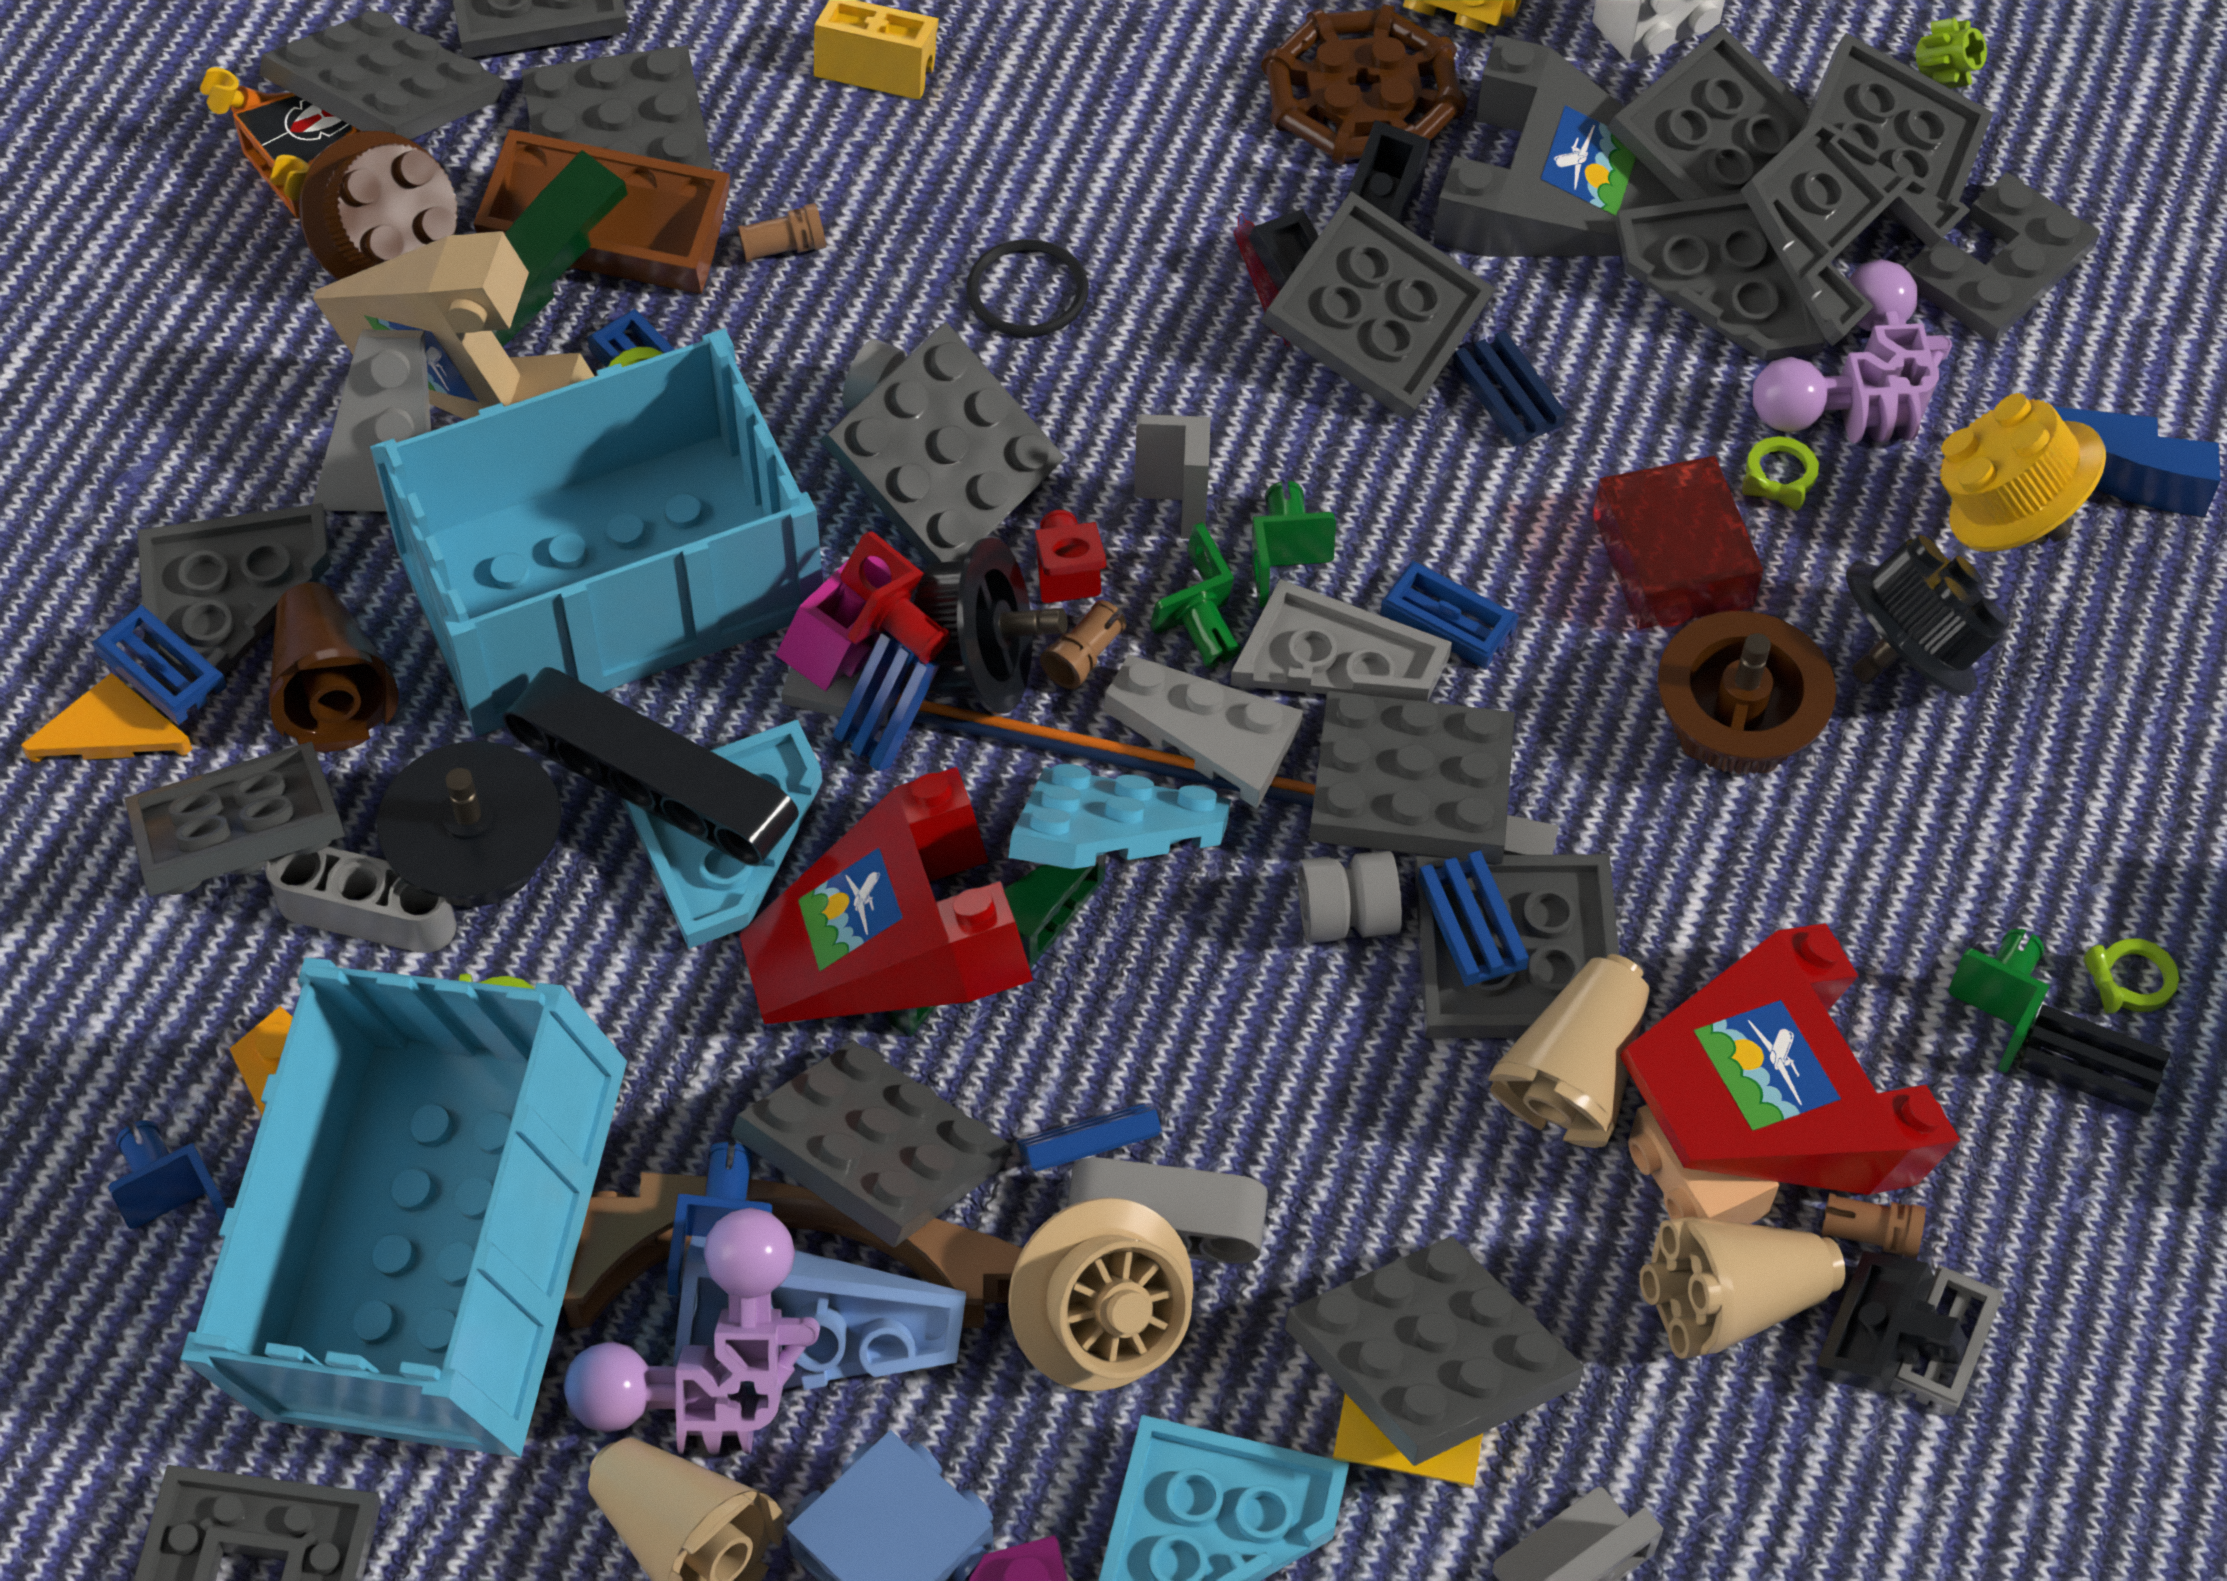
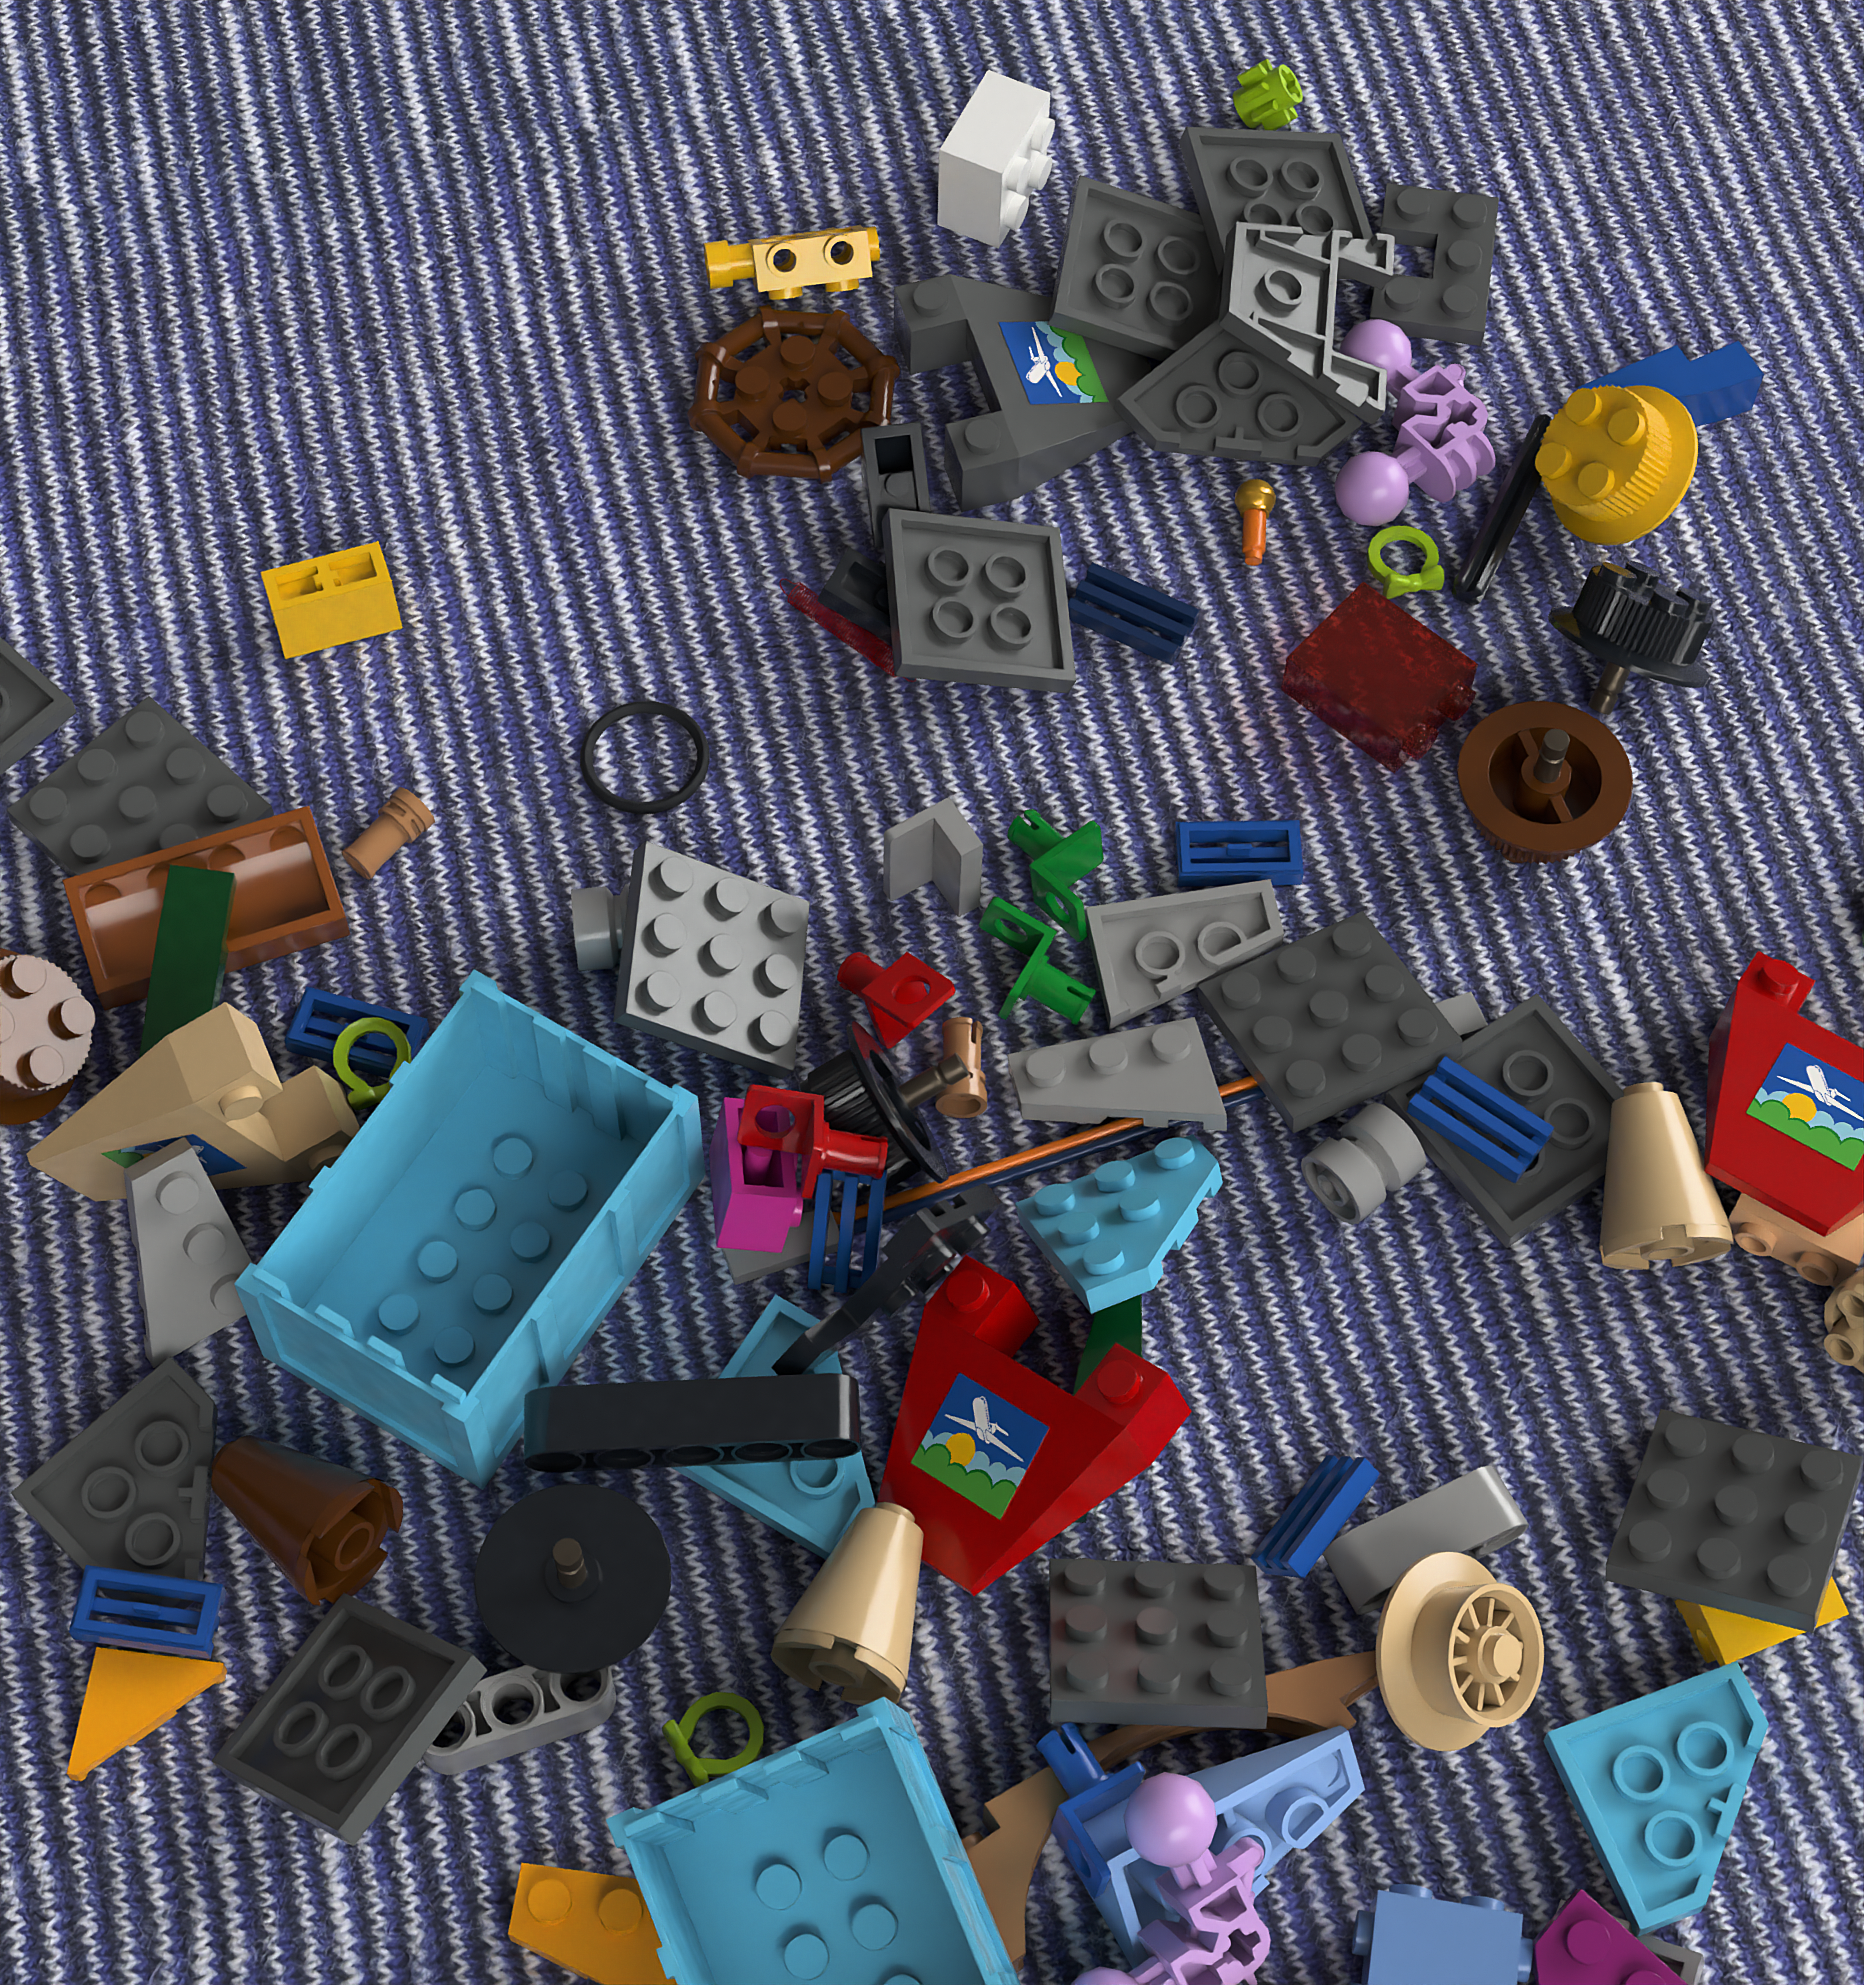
camera: 35 degrees left, 5 degrees up
(665, 975) = (858, 1610): none -> tan cone
(909, 739) = (916, 1259): none -> black wing
(1684, 358) = (1255, 502): none -> piece
(1874, 492) = (1501, 519): none -> black axle

